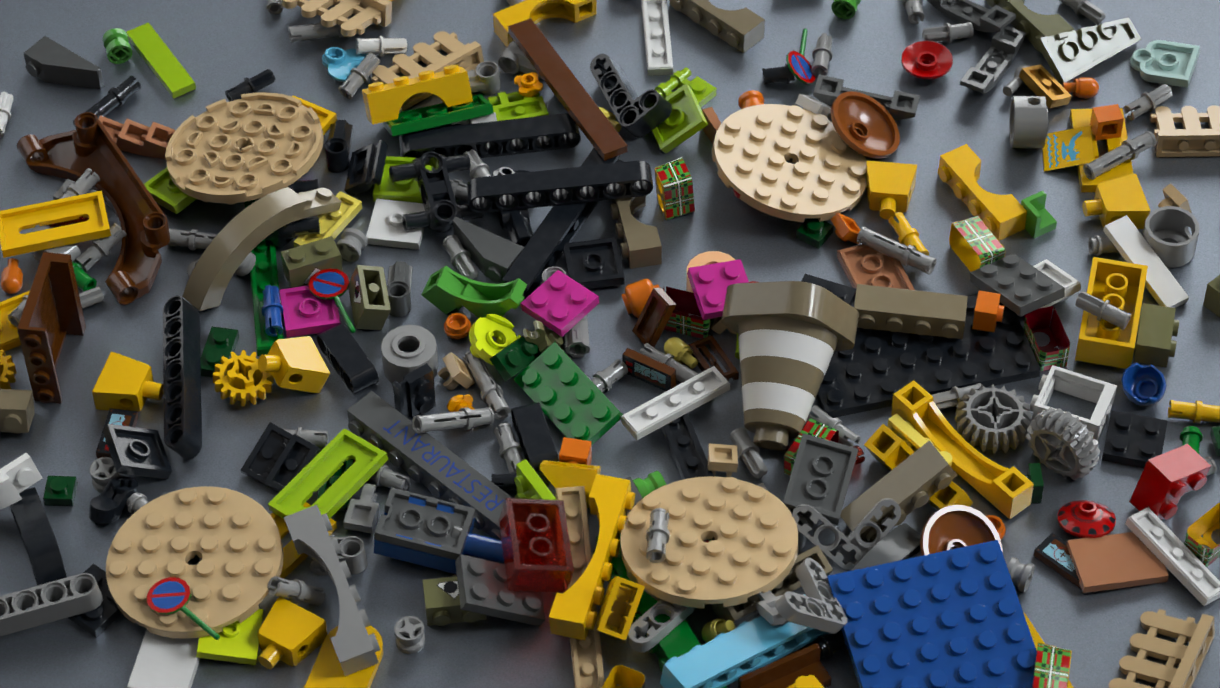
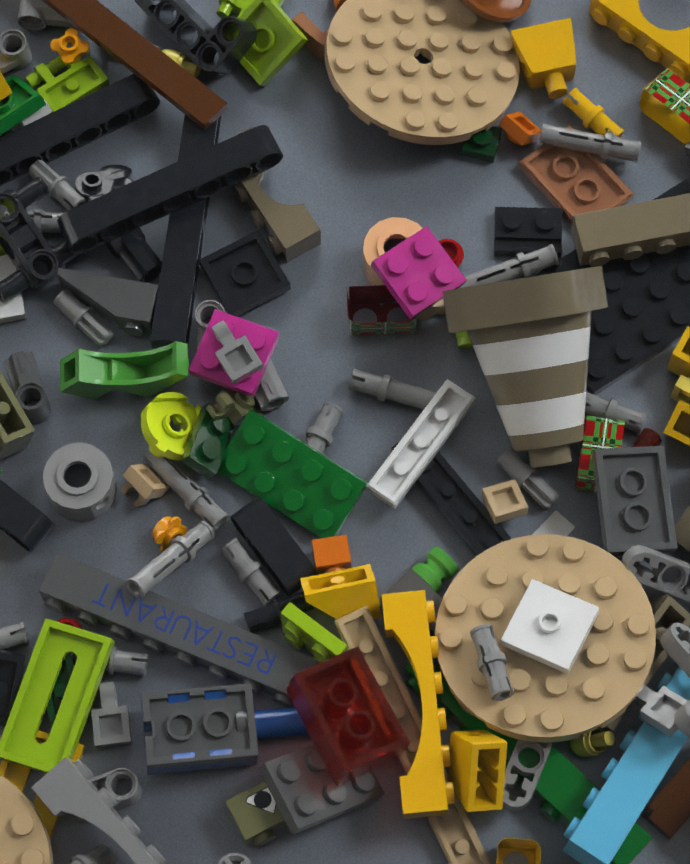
camera: 20 degrees left, 20 degrees up
(415, 393) = (113, 539): black plate -> none
(457, 326) = (118, 416): orange plate -> none
(558, 297) = (237, 355): none -> light grey plate
(636, 296) = (322, 305): orange head -> none
(649, 370) = (370, 404): tile -> none
(654, 317) = (351, 333): reddish brown tile -> none
(674, 189) = (304, 143): piece -> none
(680, 351) = (394, 364): light yellow cylinder -> none
(703, 365) = (424, 370): reddish brown tile -> none
(713, 528) = (550, 626): none -> white plate

